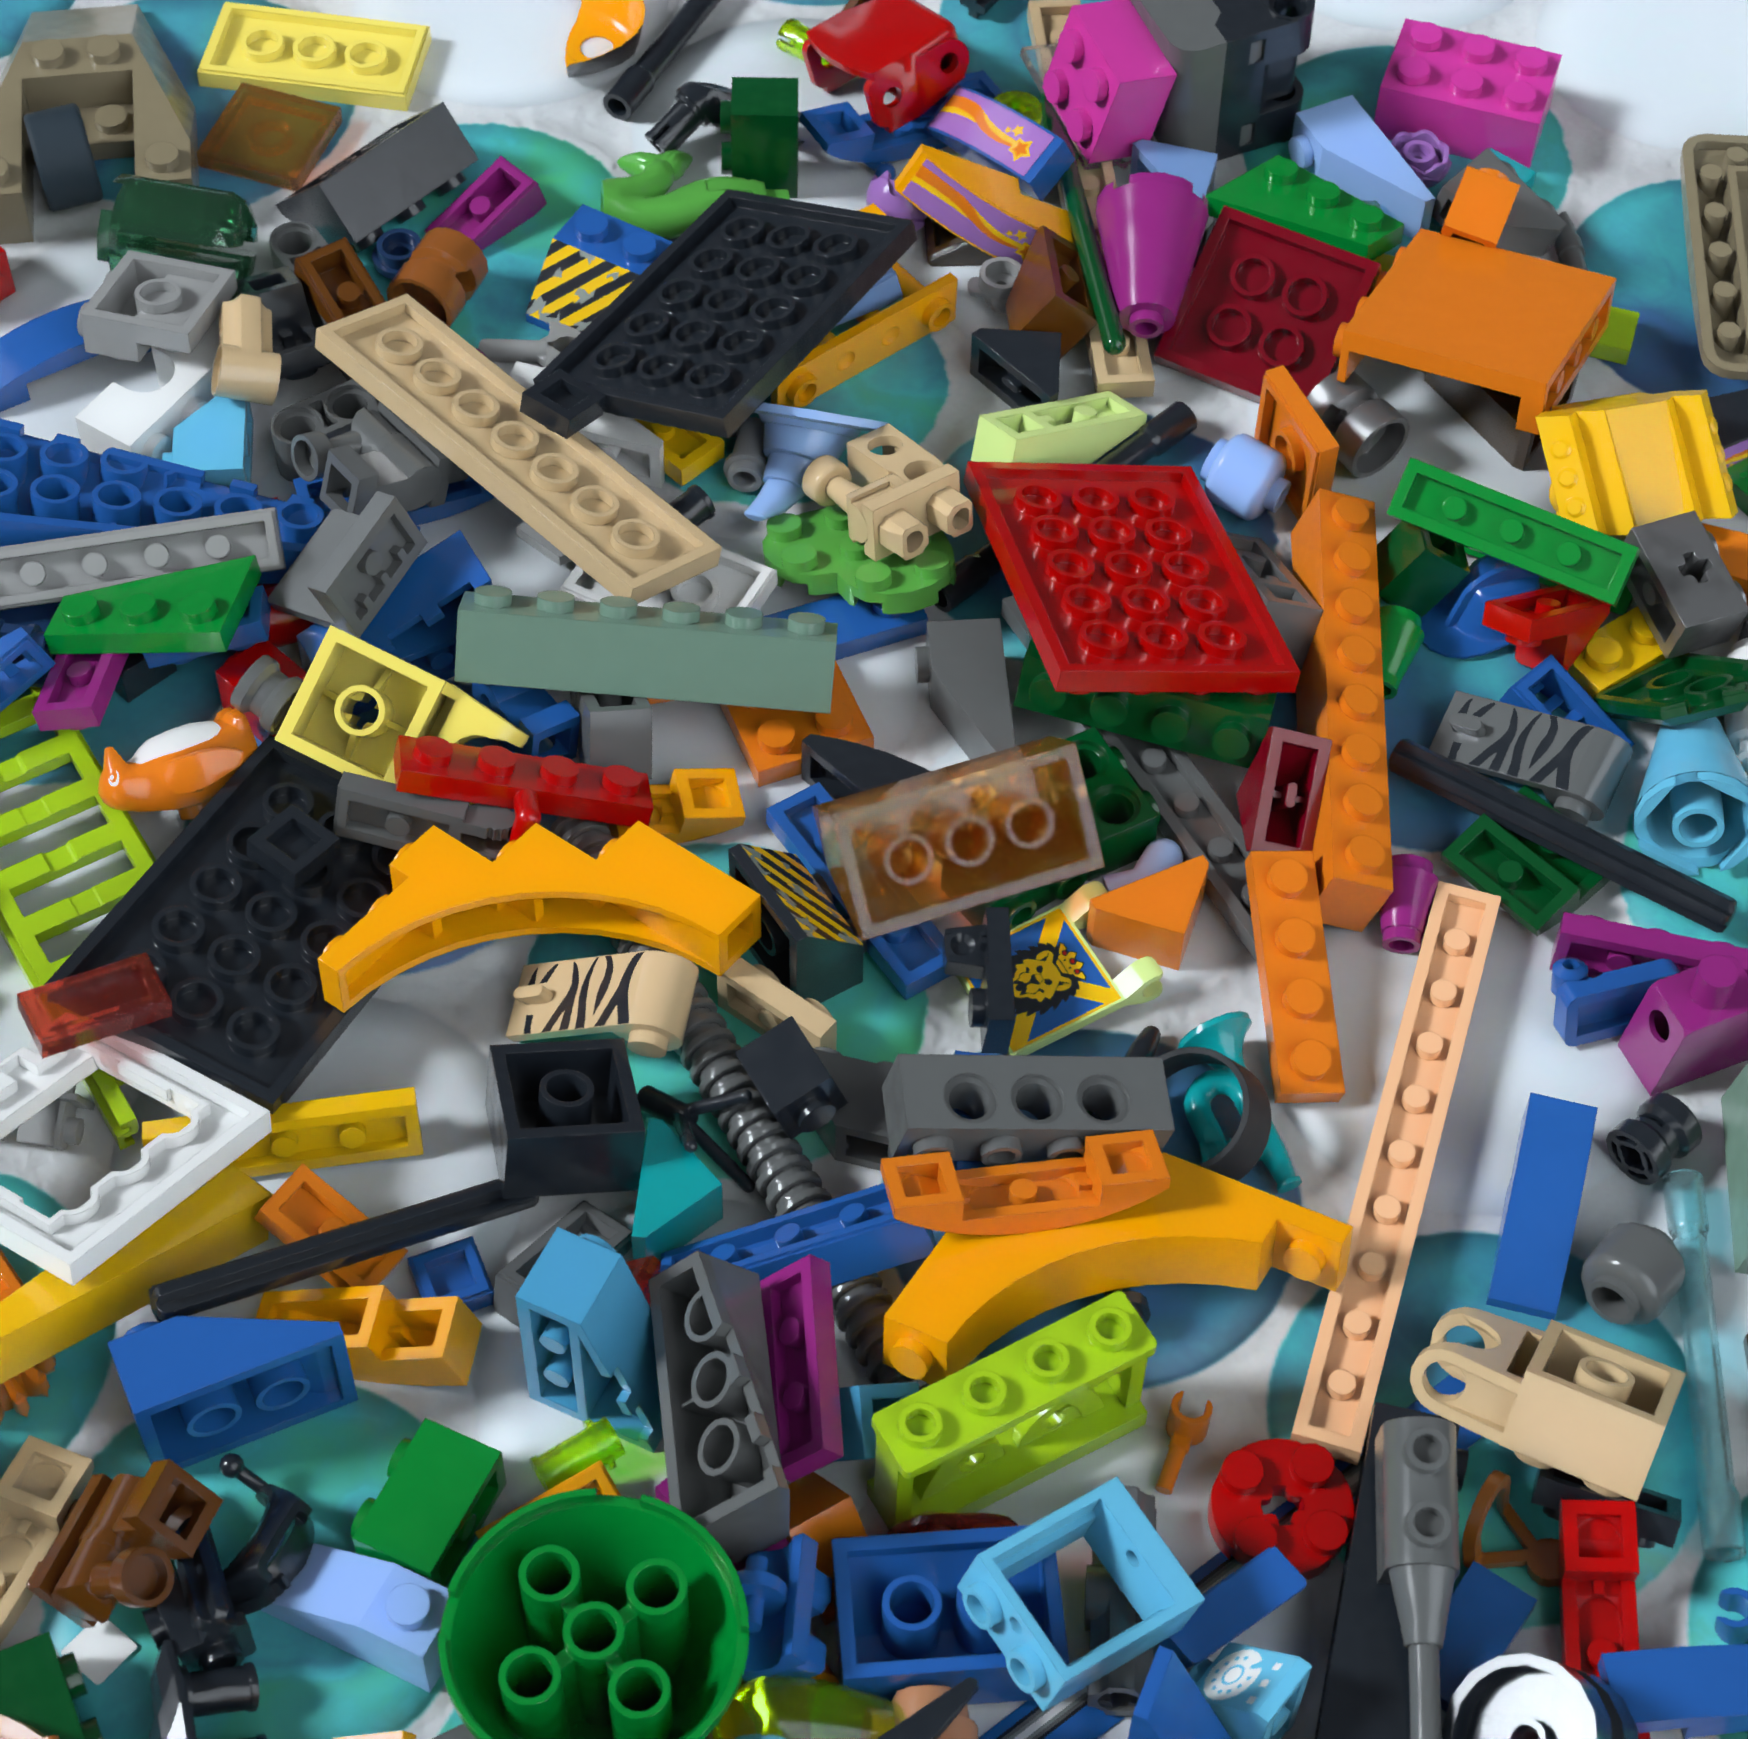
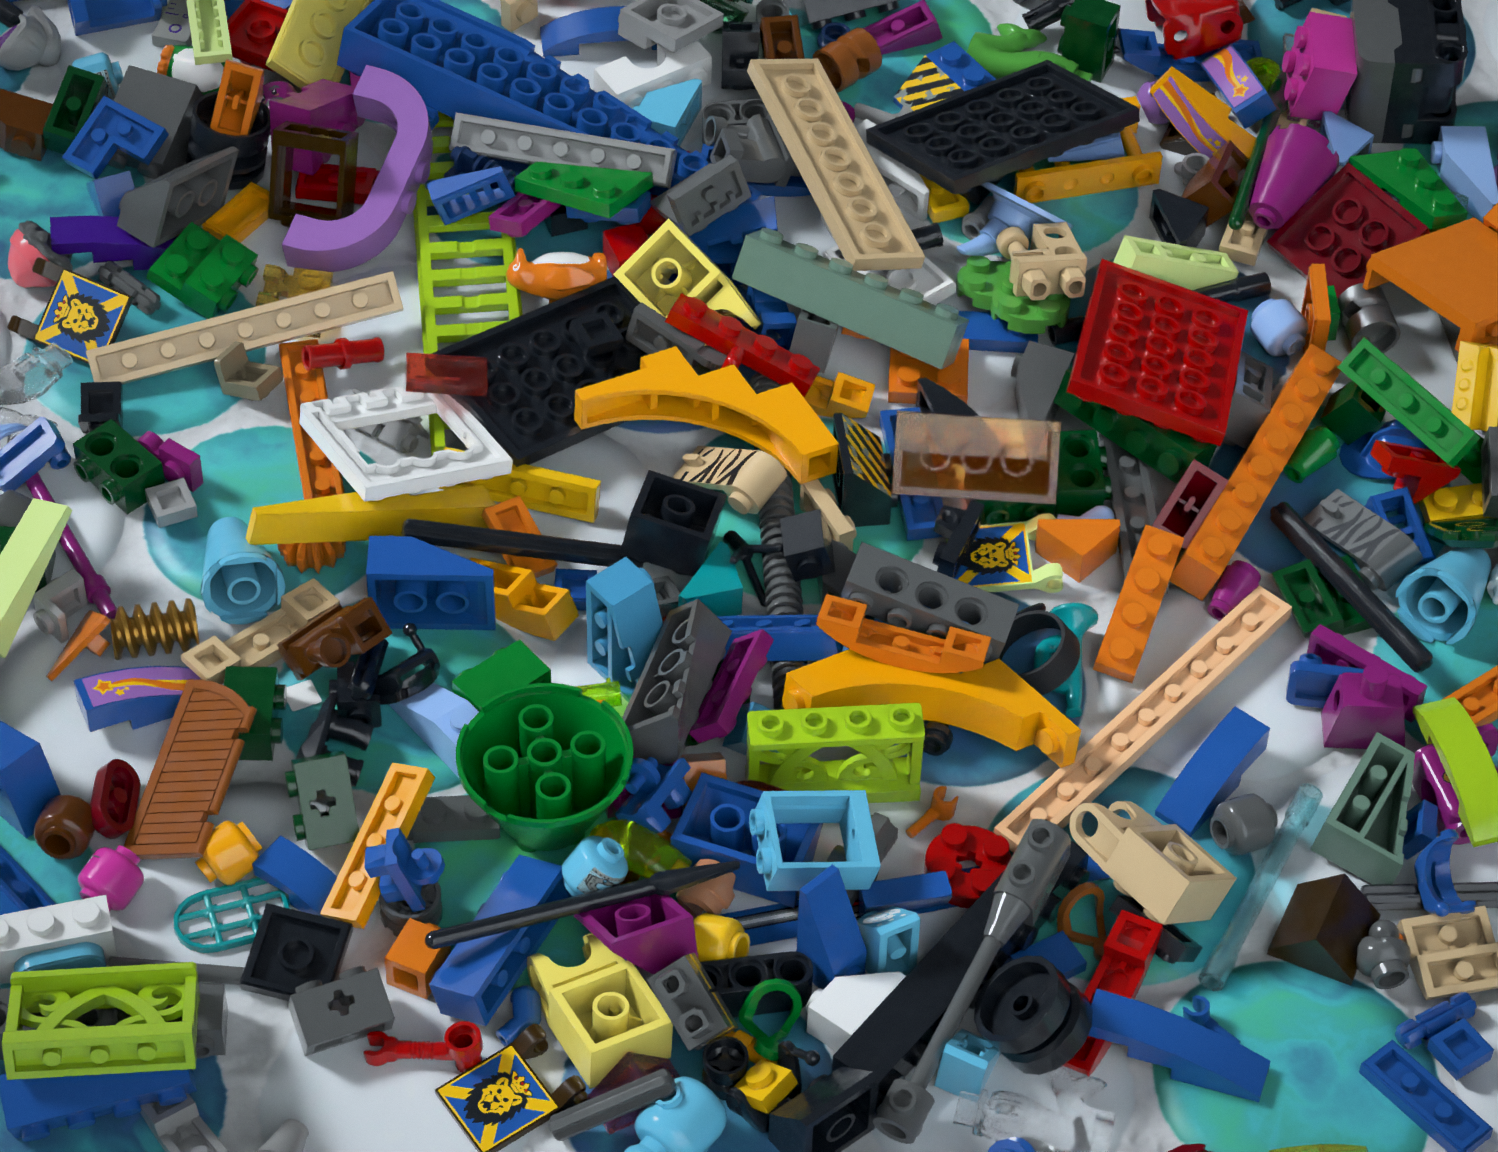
camera: 25 degrees right, 5 degrees down
(245, 358) = (706, 64): tan piece -> none
(266, 693) = (619, 246): dark grey wheel -> none
(562, 403) = (872, 146): black plate -> none
(1659, 1133) = (1304, 763): black wheel -> none

